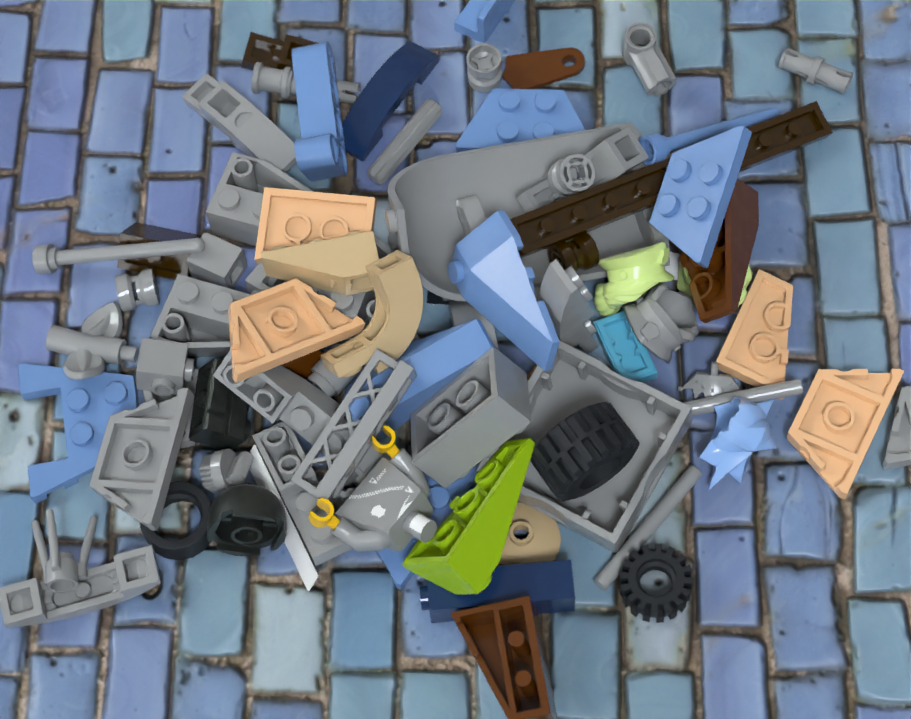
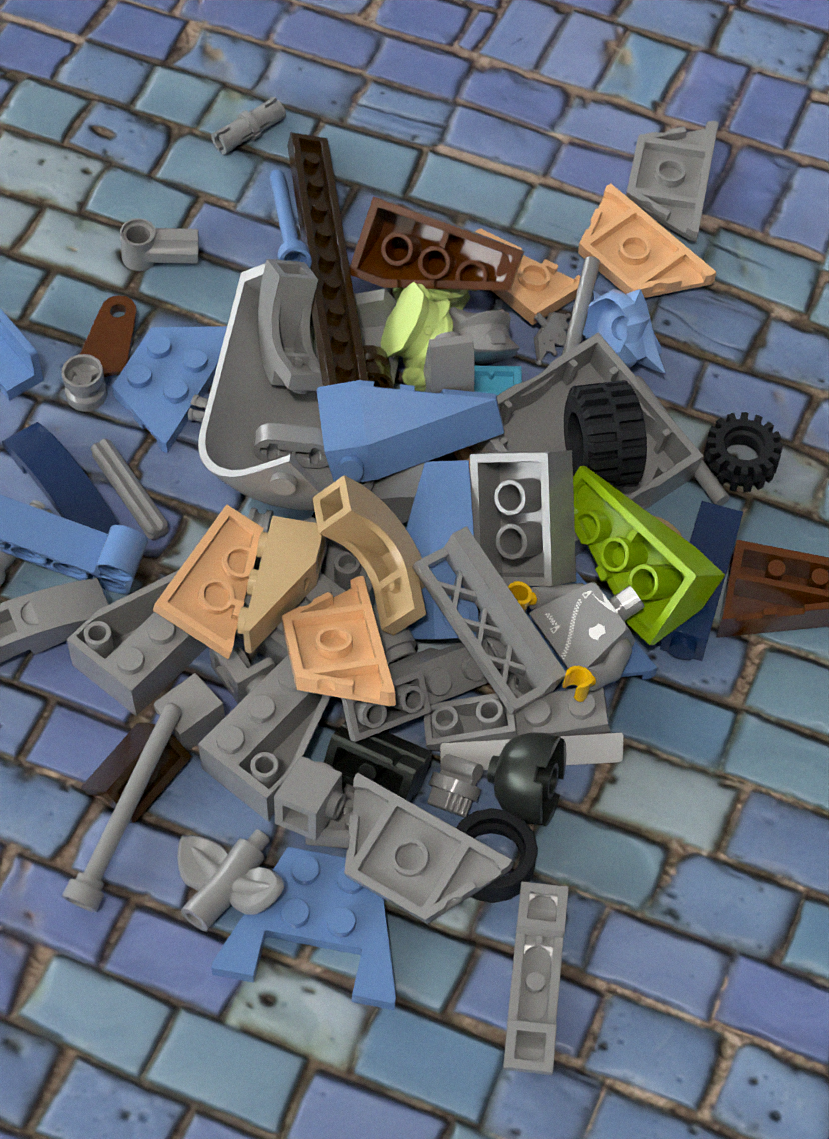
camera: 75 degrees left, 5 degrees down
(60, 568) = (510, 986): light grey plant -> none
(145, 287) = (180, 806): light grey wheel -> none
(564, 178) = (294, 327): light grey wheel -> none
(699, 192) = (374, 234): medium blue wing -> none

